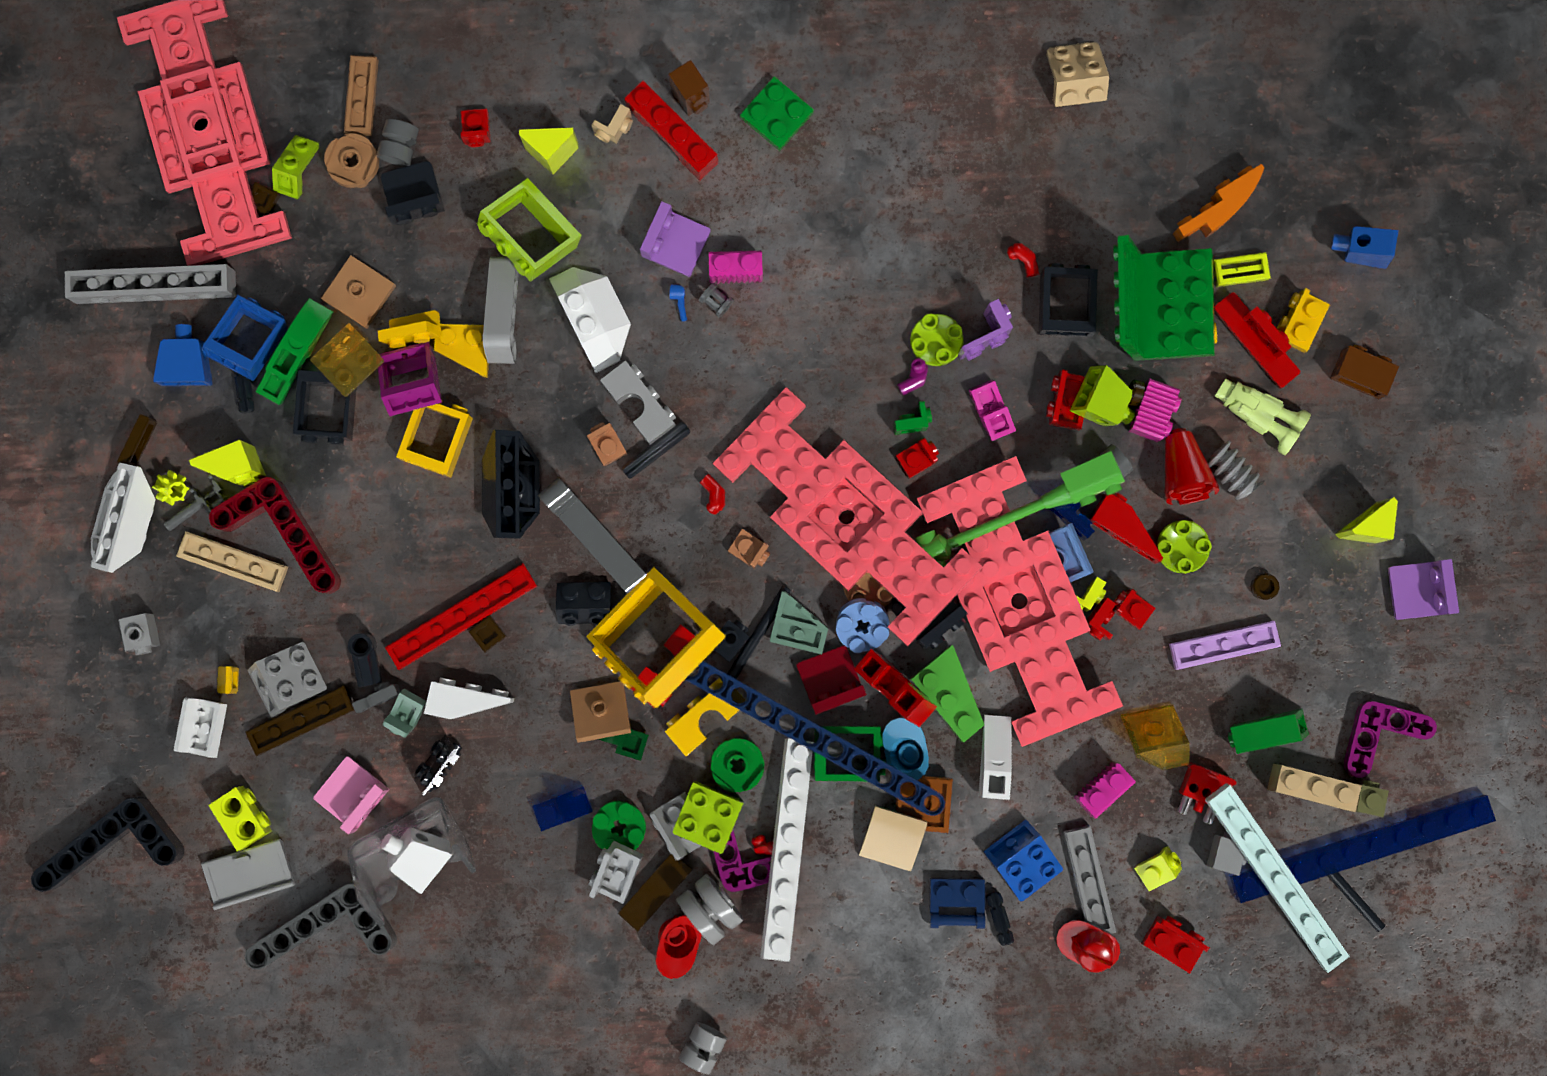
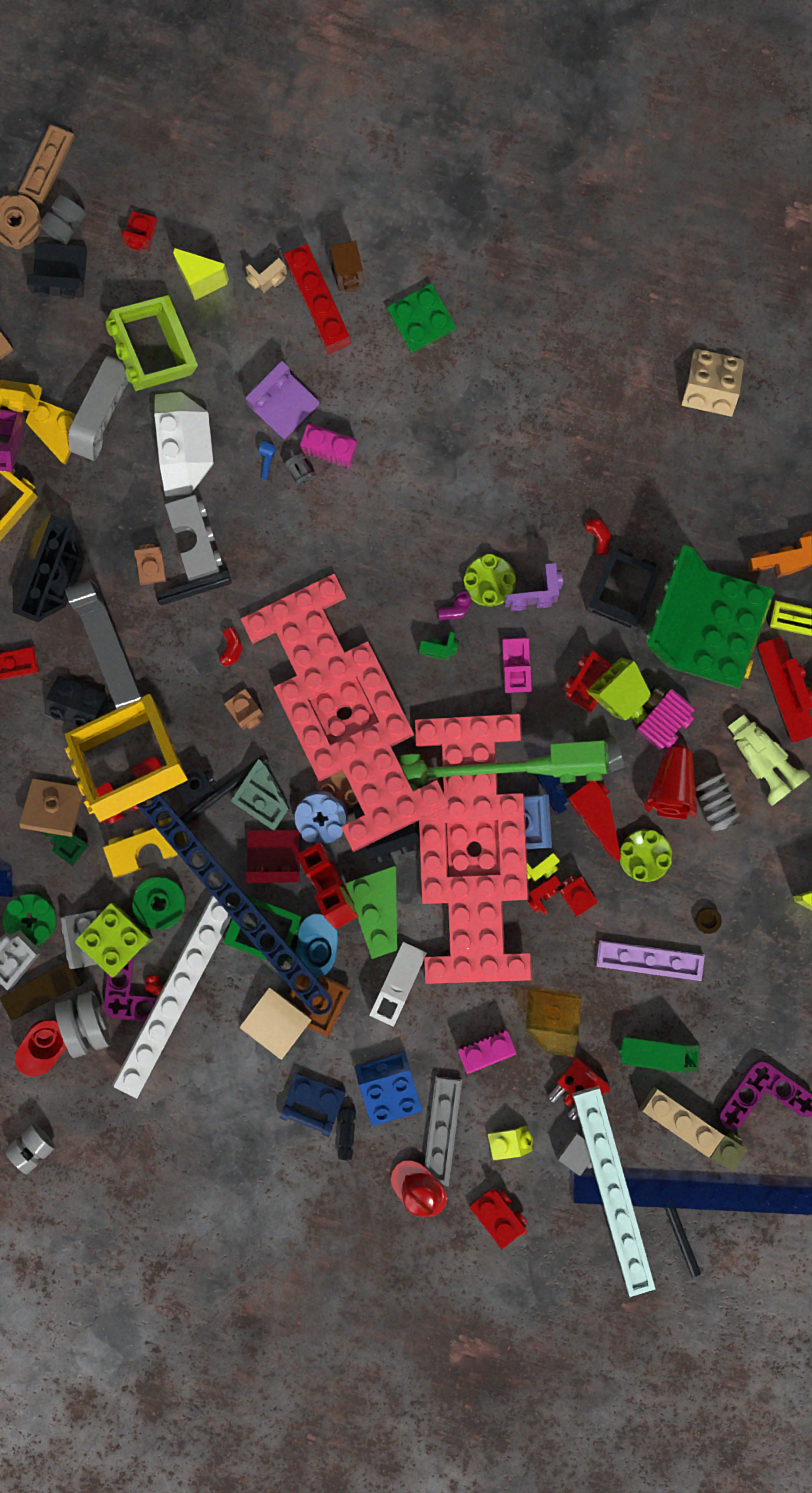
camera: 25 degrees right, 0 degrees up
(918, 457) = (431, 683): red bracket -> none

